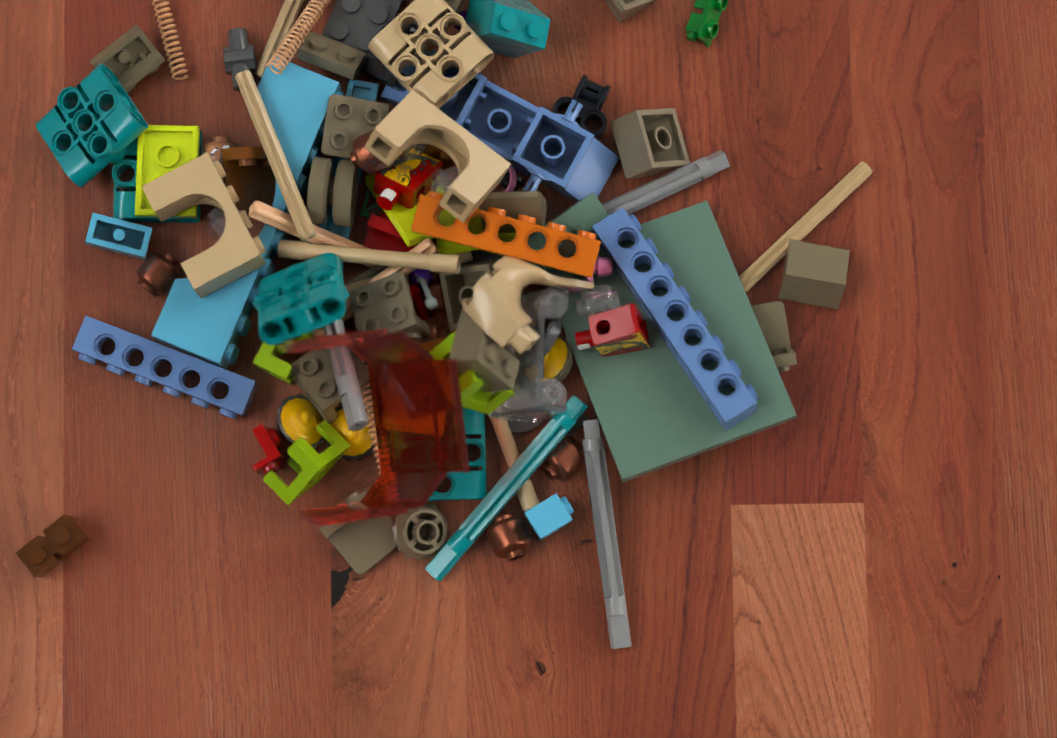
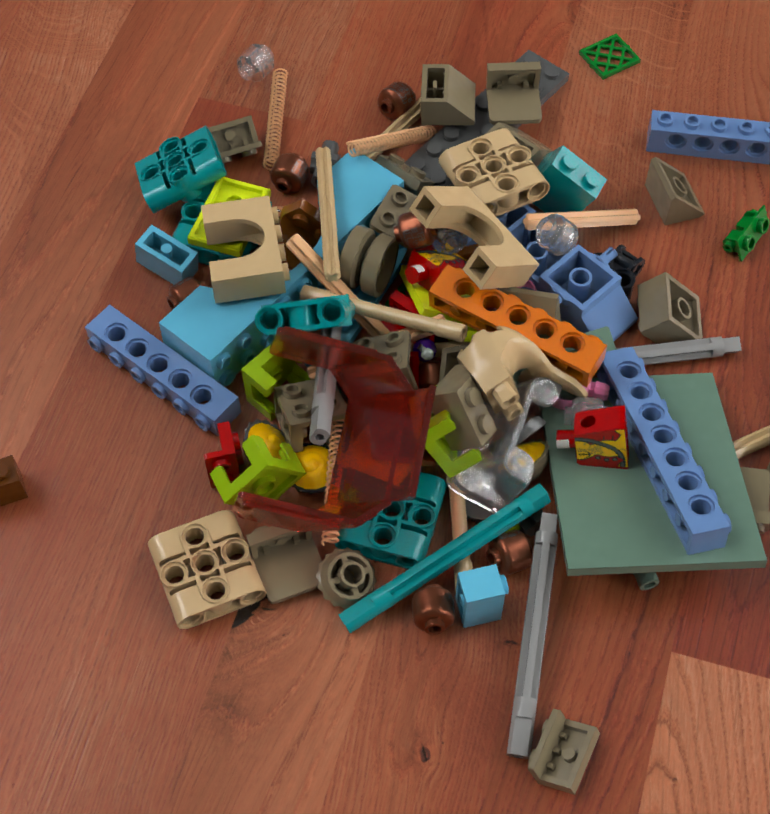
camera: 20 degrees right, 25 degrees down
(205, 83) = (289, 173): none -> copper head
(252, 553) = (235, 578): none -> tan connector
(516, 107) = (556, 234): none -> clear head
(534, 61) = (591, 218): none -> light nougat axle
(658, 633) = (562, 752): none -> dark tan bracket

